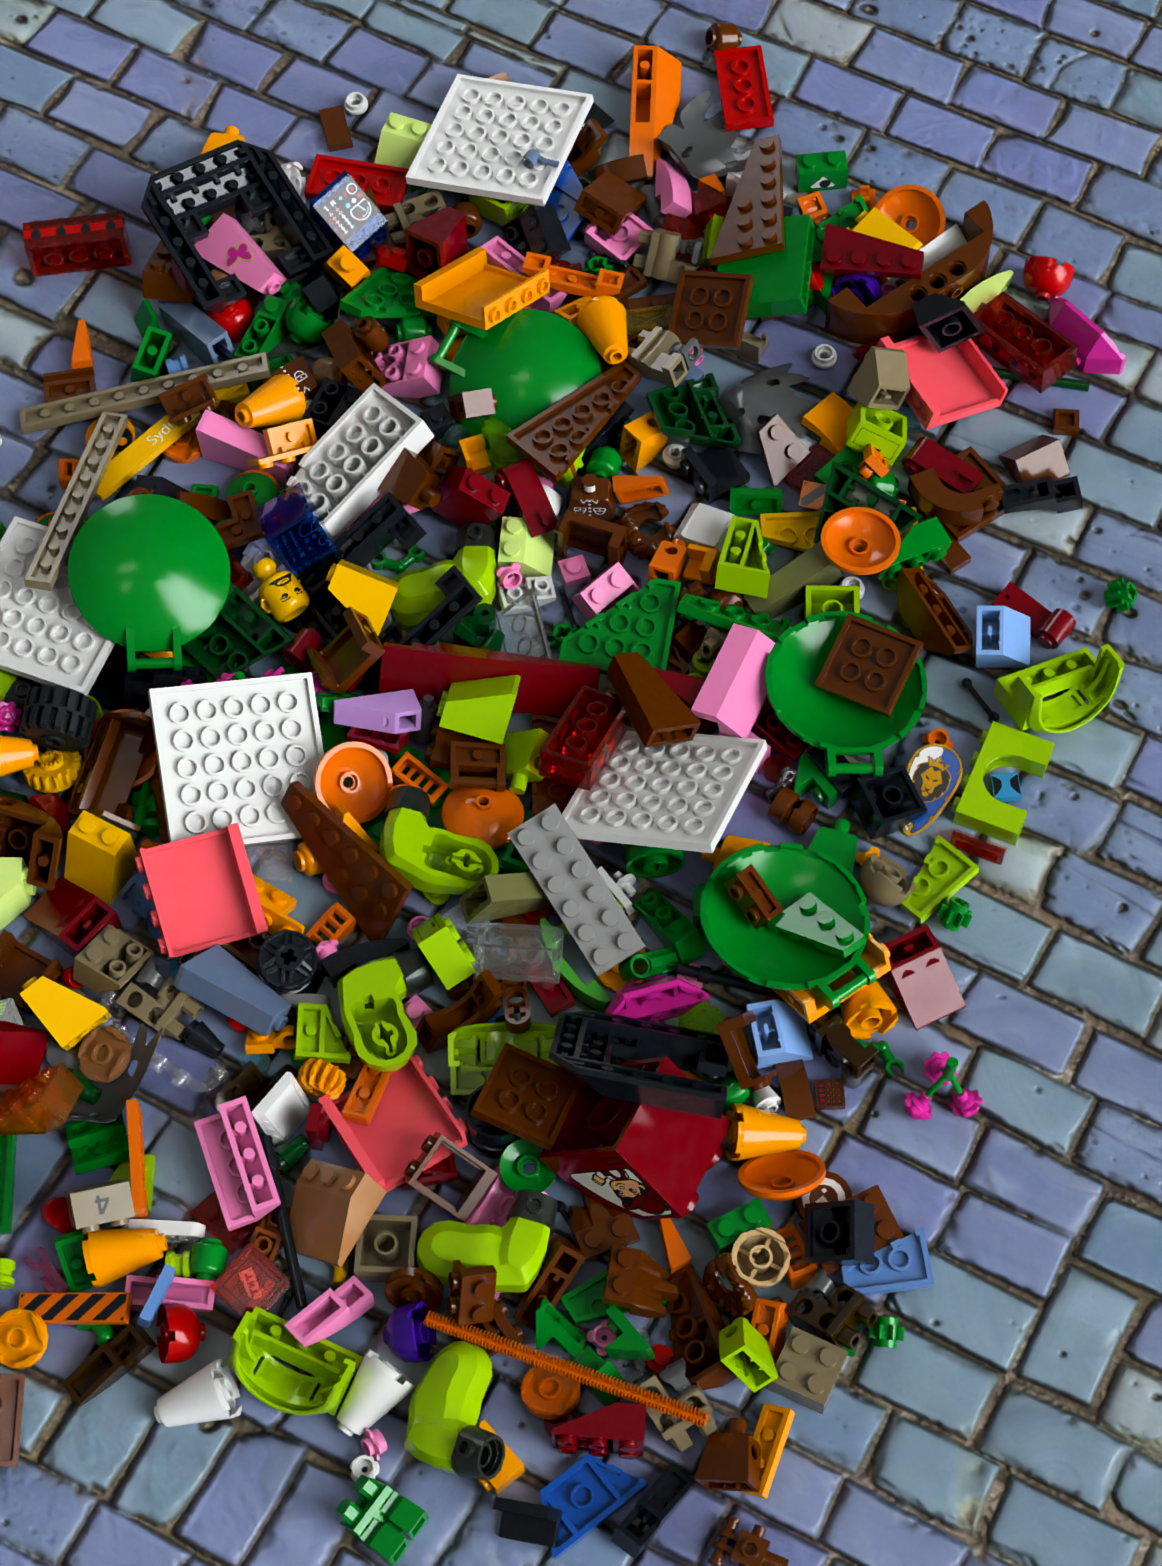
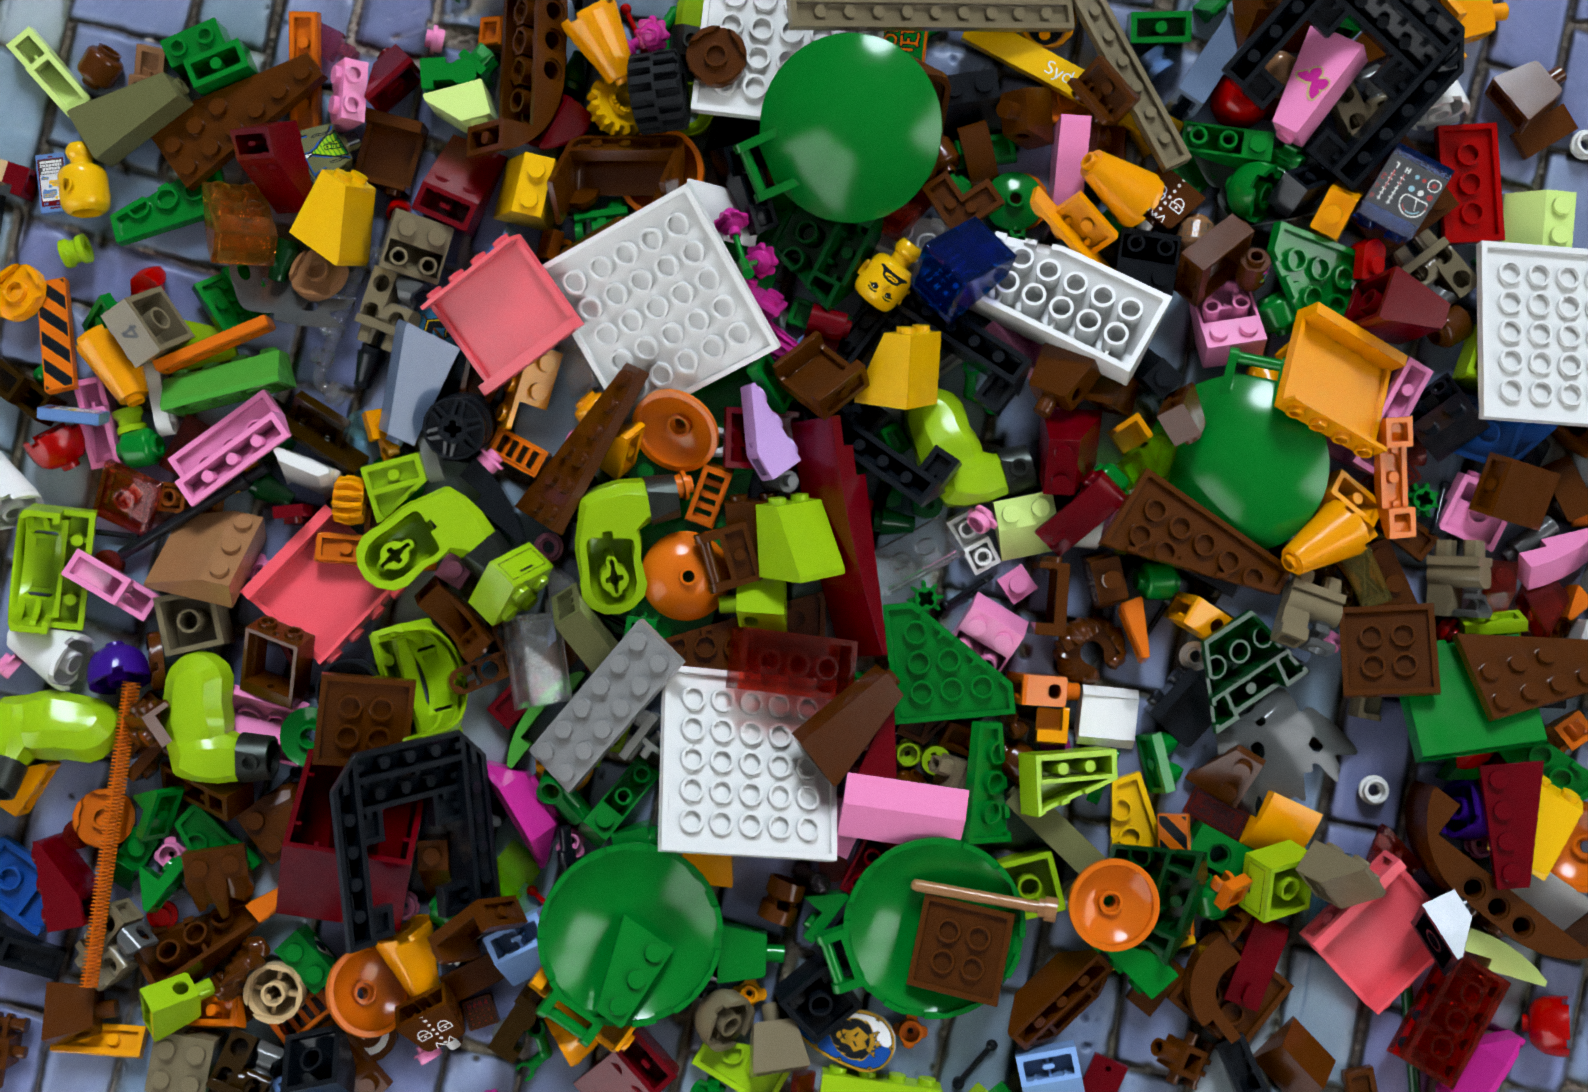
camera: 75 degrees right, 25 degrees up
(48, 661) = (716, 56): none -> reddish brown tile
(52, 1279) = (83, 301): clear pink plate -> none
(176, 1160) = (227, 383): none -> bright green slope
(184, 464) = (1027, 116): none -> reddish brown torso
(301, 130) = (1526, 93): none -> torso
(533, 157) = (1543, 387): sand blue hand -> none
(753, 897) = (642, 896): reddish brown bracket -> none
(822, 1122) = (432, 1019): none -> reddish brown torso
(850, 591) = (1044, 907): none -> medium nougat piece
(855, 1148) = (424, 1057): none -> bright pink plate
(902, 470) = (1233, 922): none -> reddish brown tile
(921, 843) = (776, 1044): none -> dark tan torso
(1011, 537) = (1183, 1057): none -> reddish brown piece

